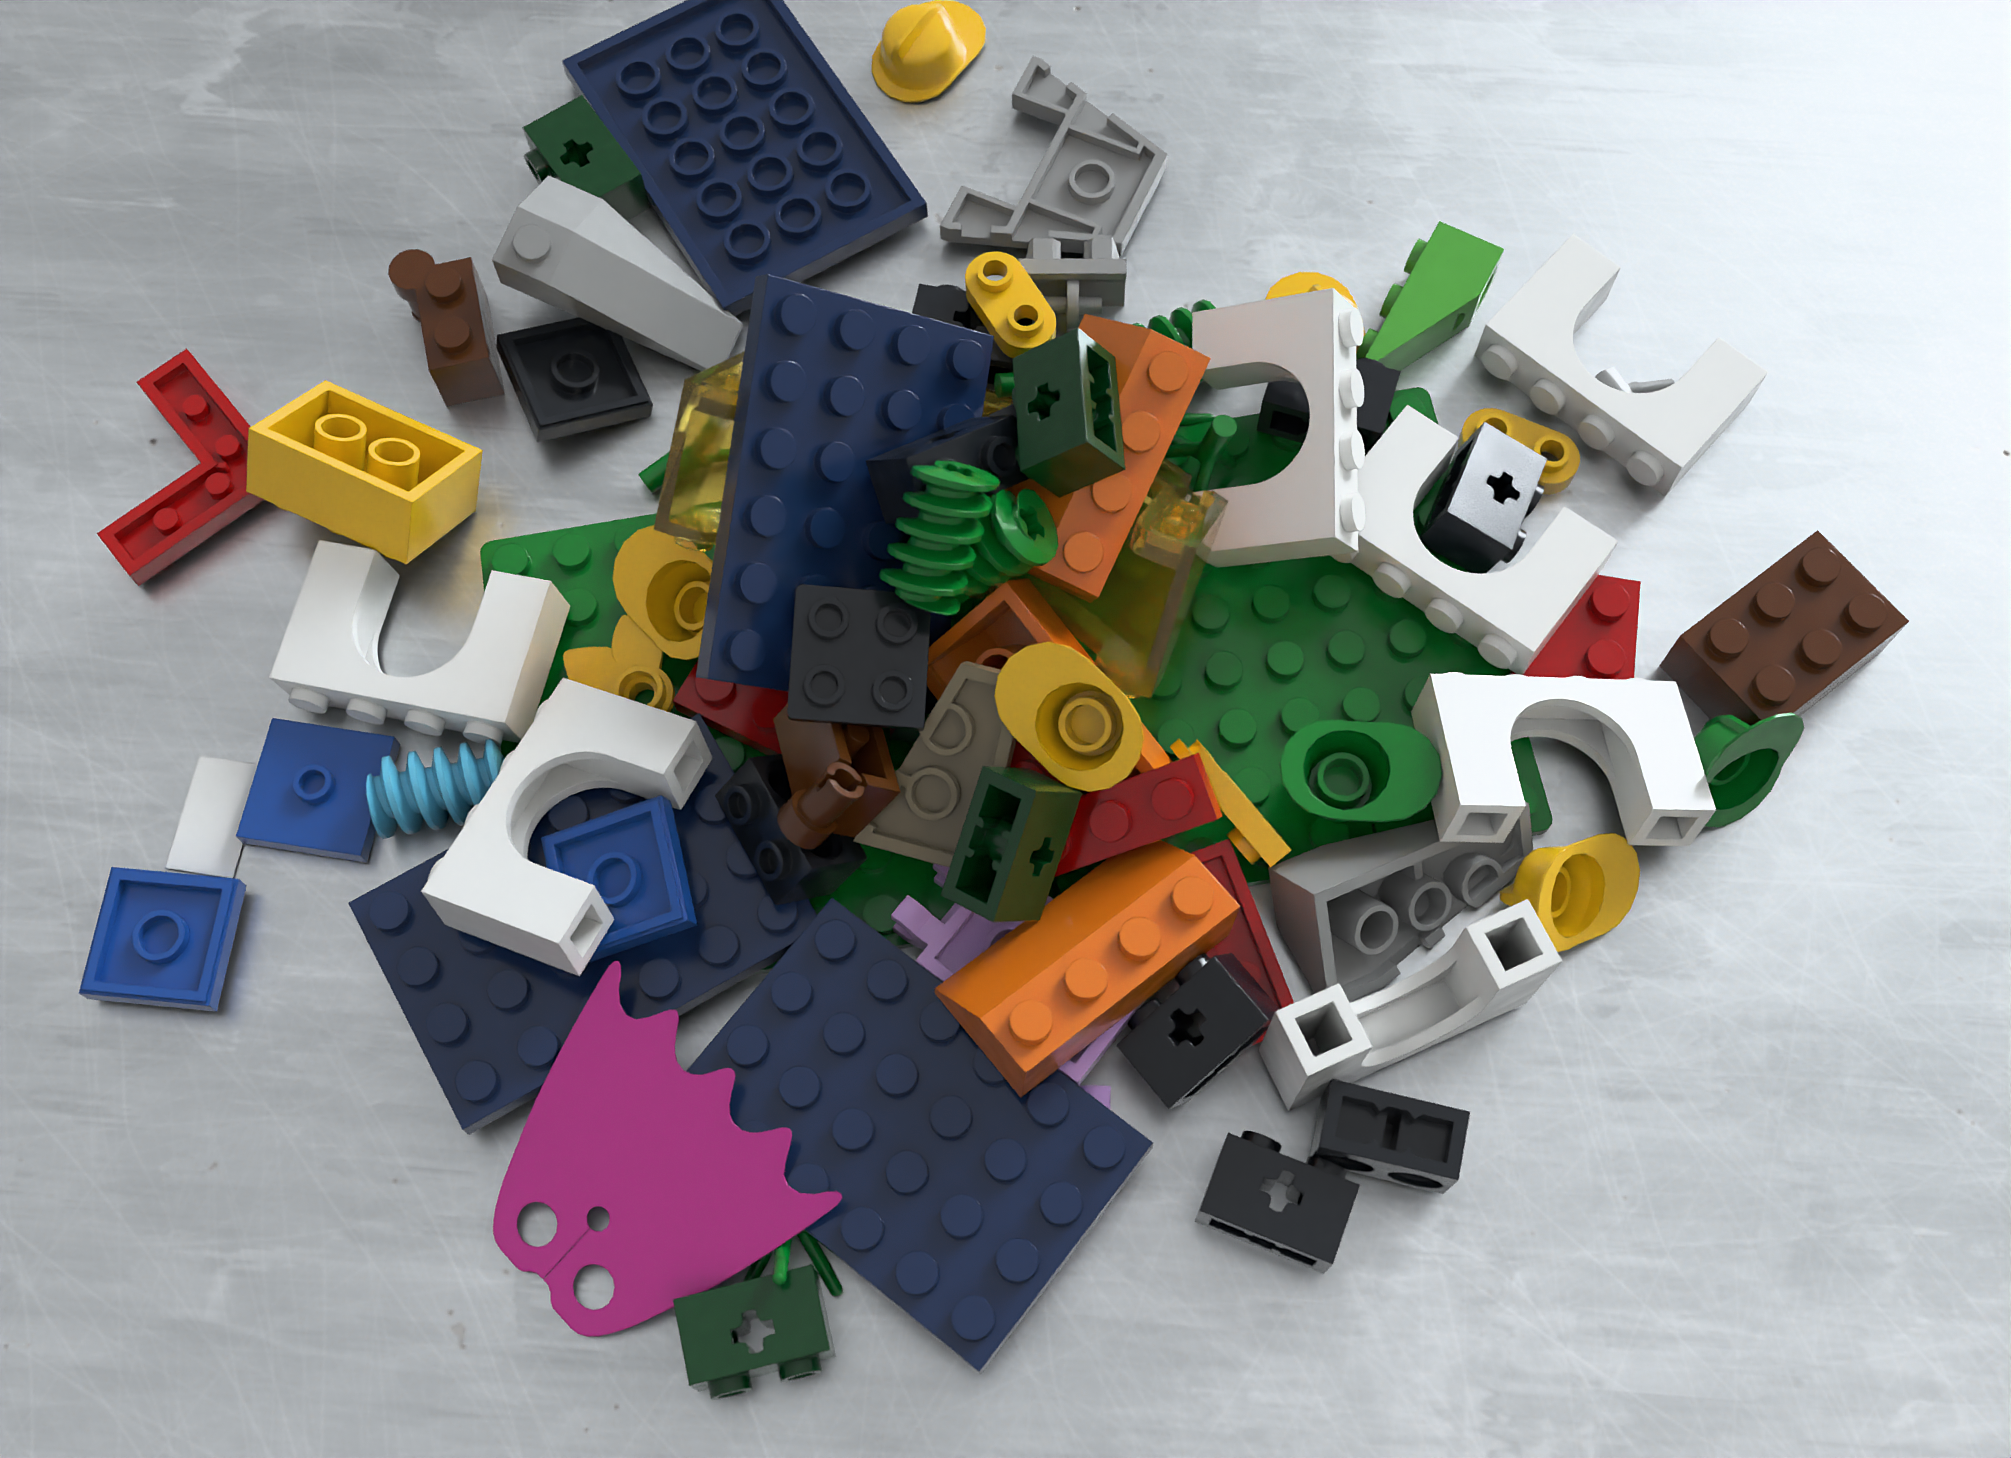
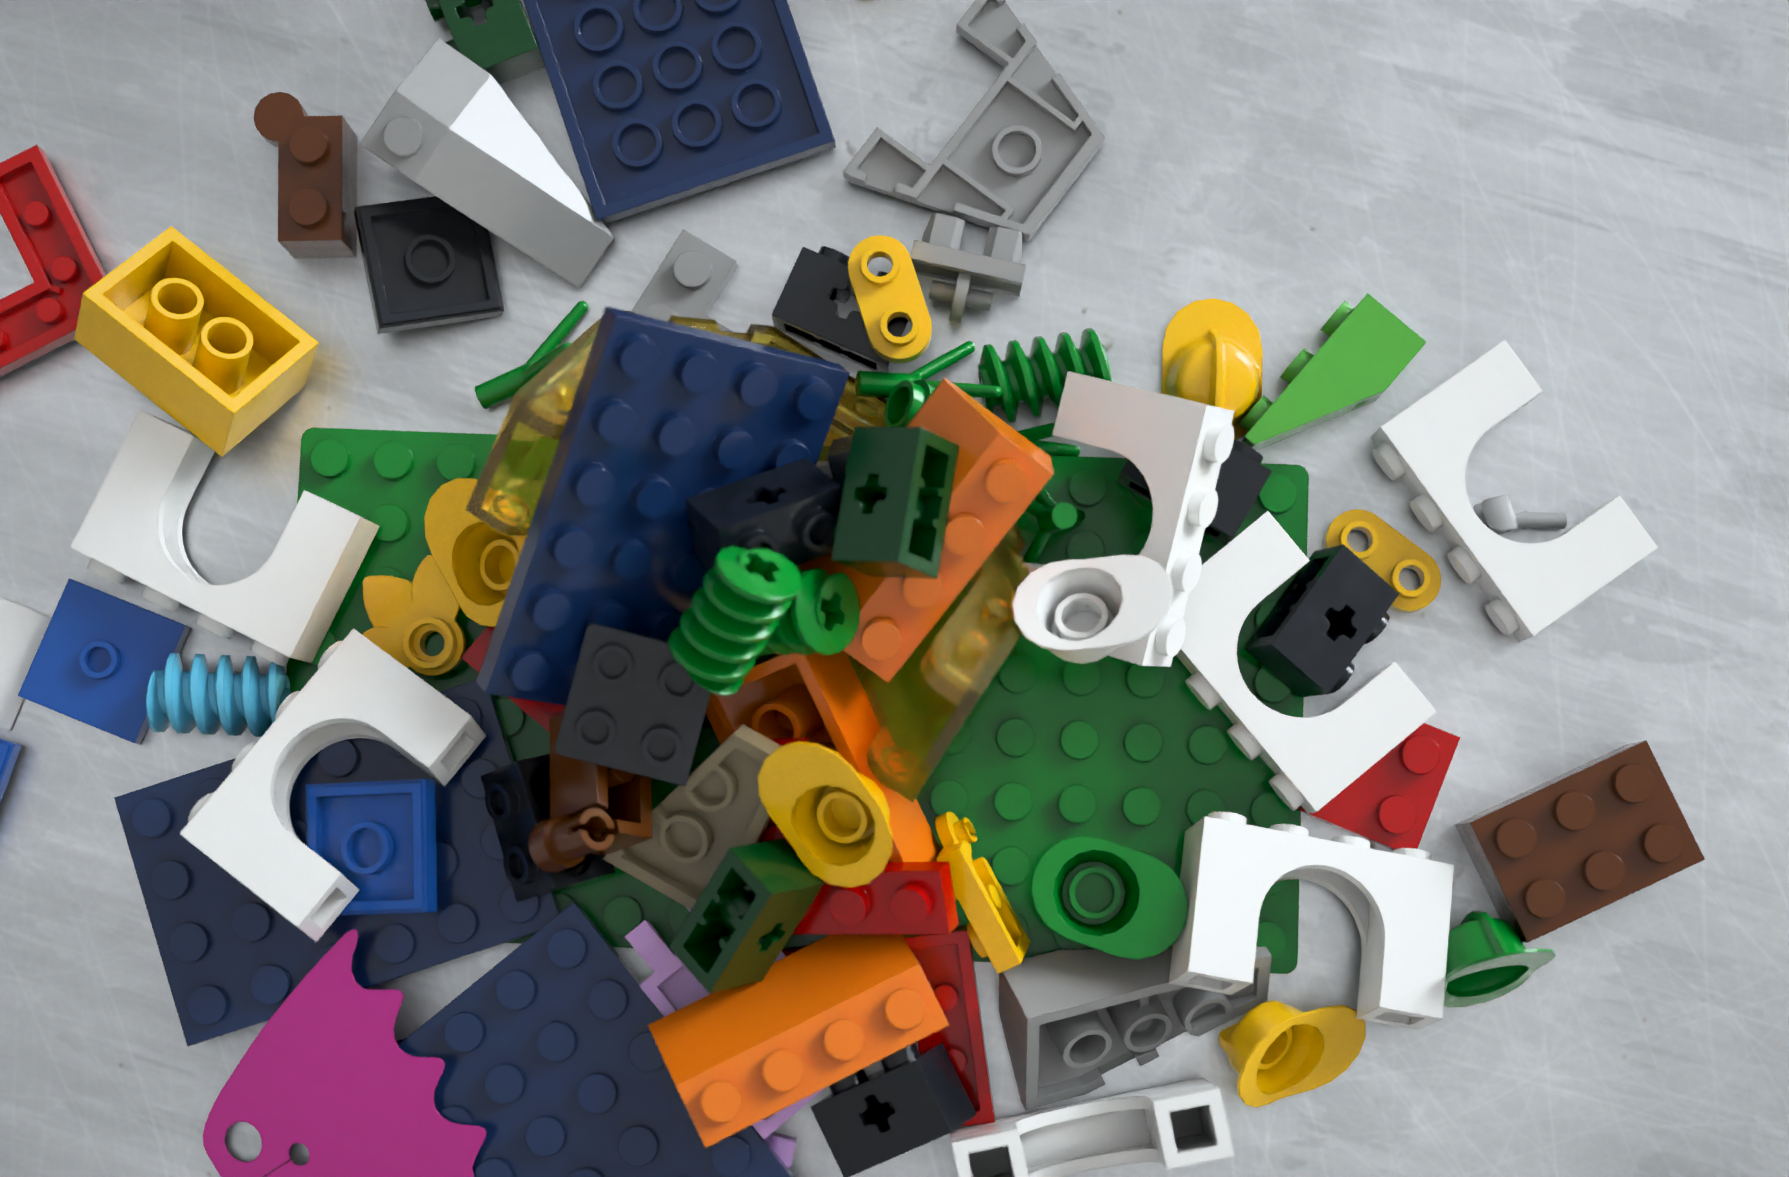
camera: 15 degrees right, 15 degrees up
(1278, 487) = (1092, 605): none -> white piece

